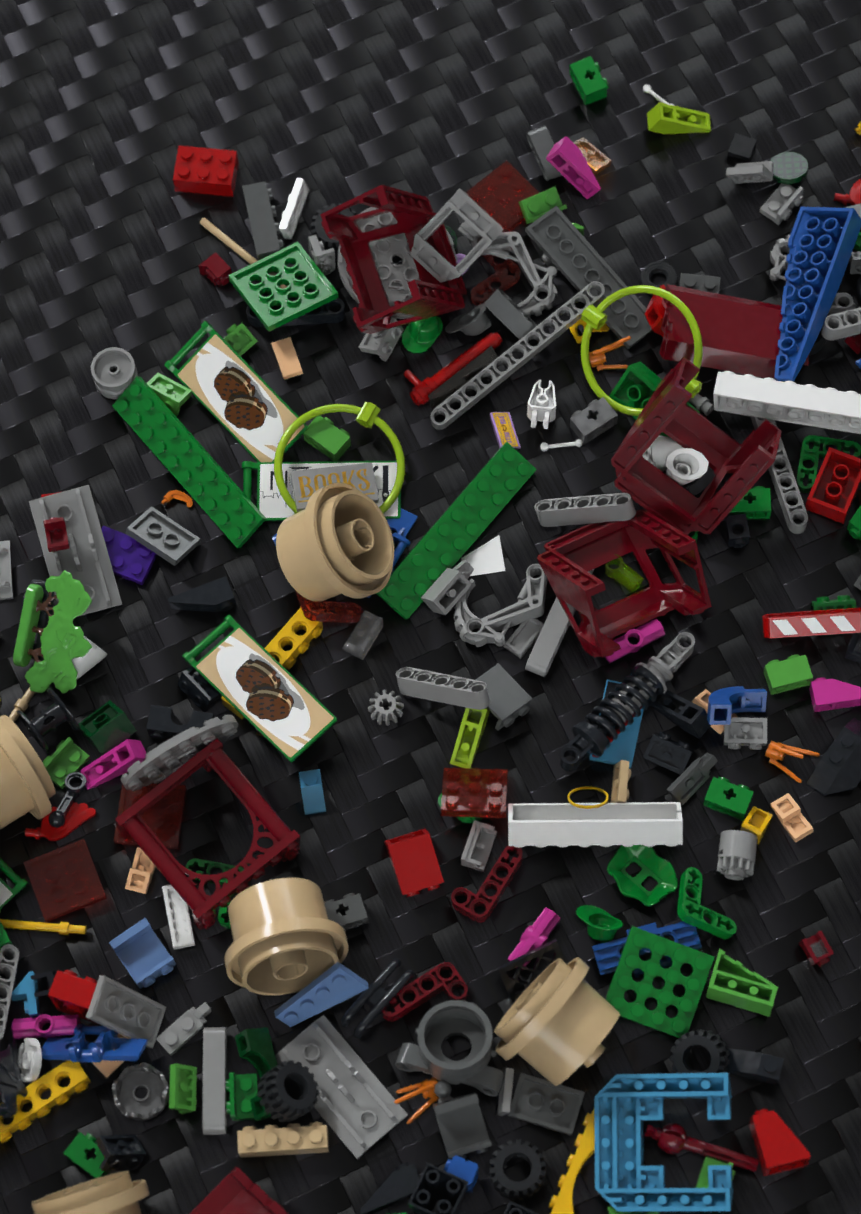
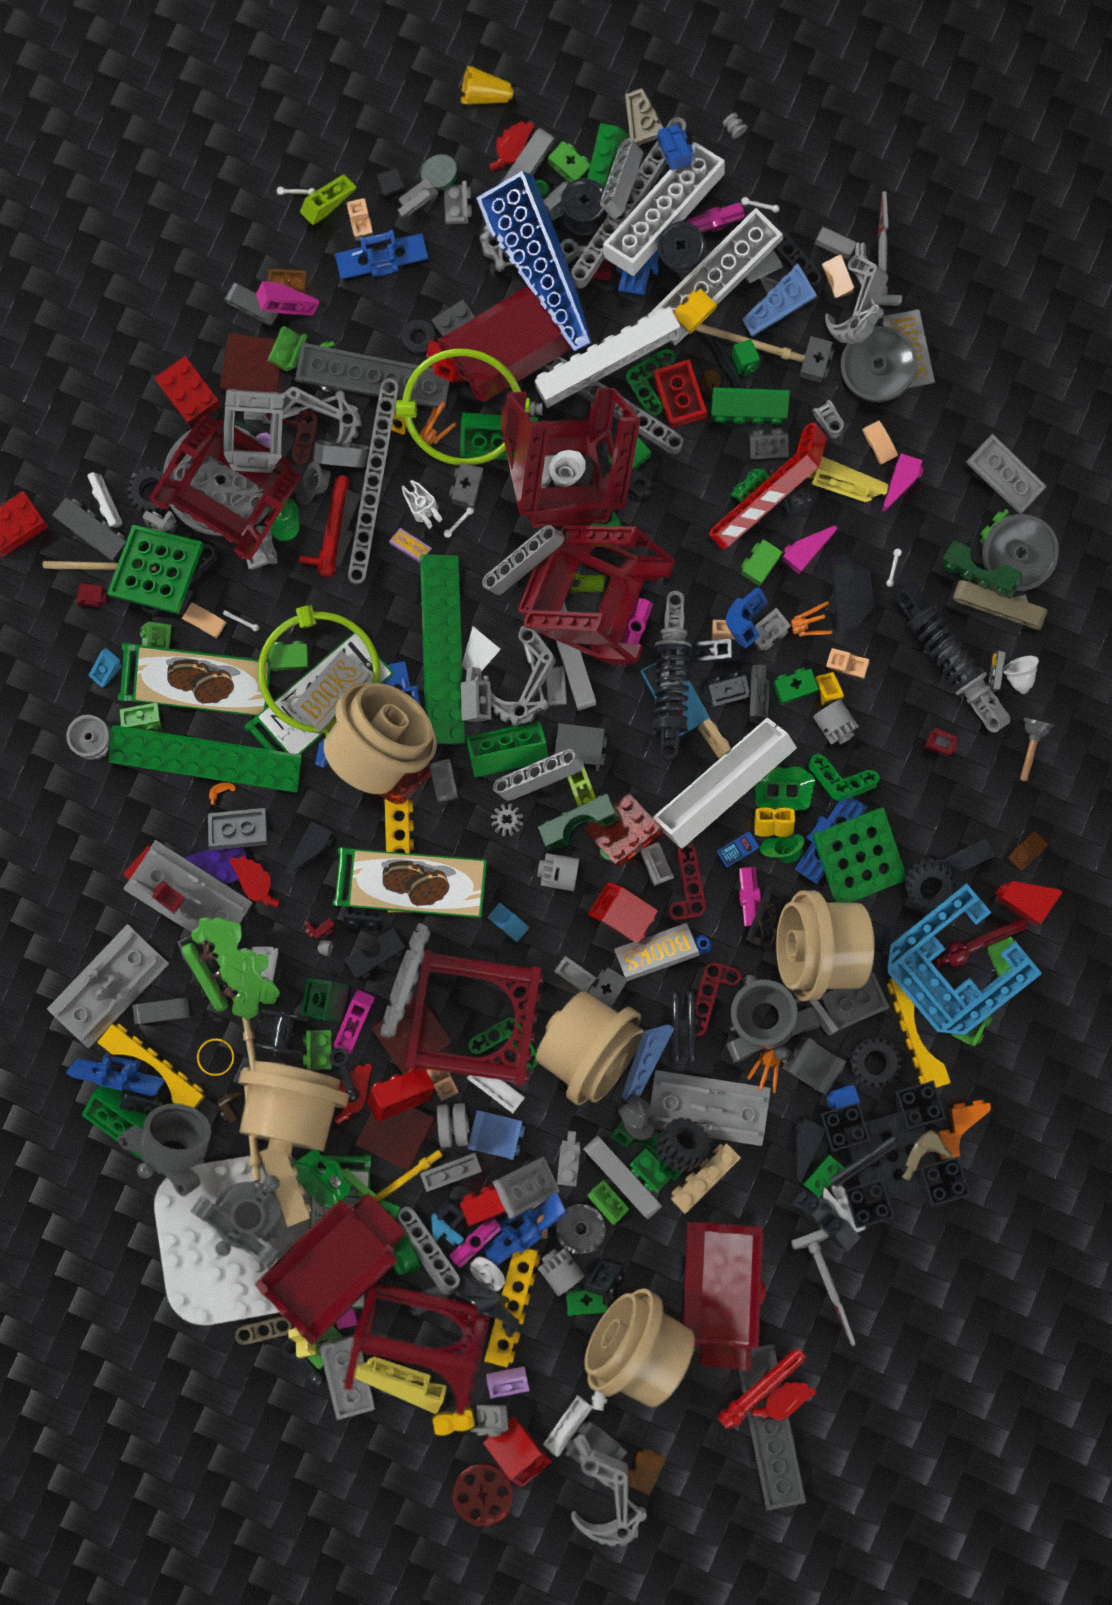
camera: 45 degrees left, 15 degrees up
(78, 953) = (450, 1172): none -> light grey plate
(91, 1111) = (560, 1270): none -> light grey gear
(95, 848) = (400, 1093): none -> red brick
(114, 911) = (452, 1125): none -> light grey wheel
(138, 586) = (253, 880): none -> red animal
(146, 687) = (325, 947): none -> light grey hinge
(158, 671) = (323, 930): none -> dark red bracket
(176, 332) = (105, 668): none -> dark azure slope
(271, 1038) = (636, 1117): none -> dark grey piece
(322, 396) = (255, 627): none -> white hinge
(328, 879) = (575, 974): none -> light grey tile
(390, 783) = (558, 871): none -> light grey gear
(412, 916) = (656, 952): none -> light grey tile
(419, 749) = (557, 831): none -> arch
(434, 174) = (187, 391): none -> red brick
(436, 650) = (507, 748): none -> green slope
(460, 948) = (703, 950): none -> blue cone
(559, 892) = (738, 849): none -> tile
(588, 80) = (239, 227): green brick -> none
(588, 807) = (702, 753): yellow piece -> none
(609, 892) = (774, 822): none -> yellow brick
(681, 200) = (381, 261): none -> blue piece
(691, 156) = (359, 219): none -> light nougat slope
(740, 987) = (913, 813): bright green wedge -> none
(814, 1106) = (1027, 851): none -> reddish brown slope

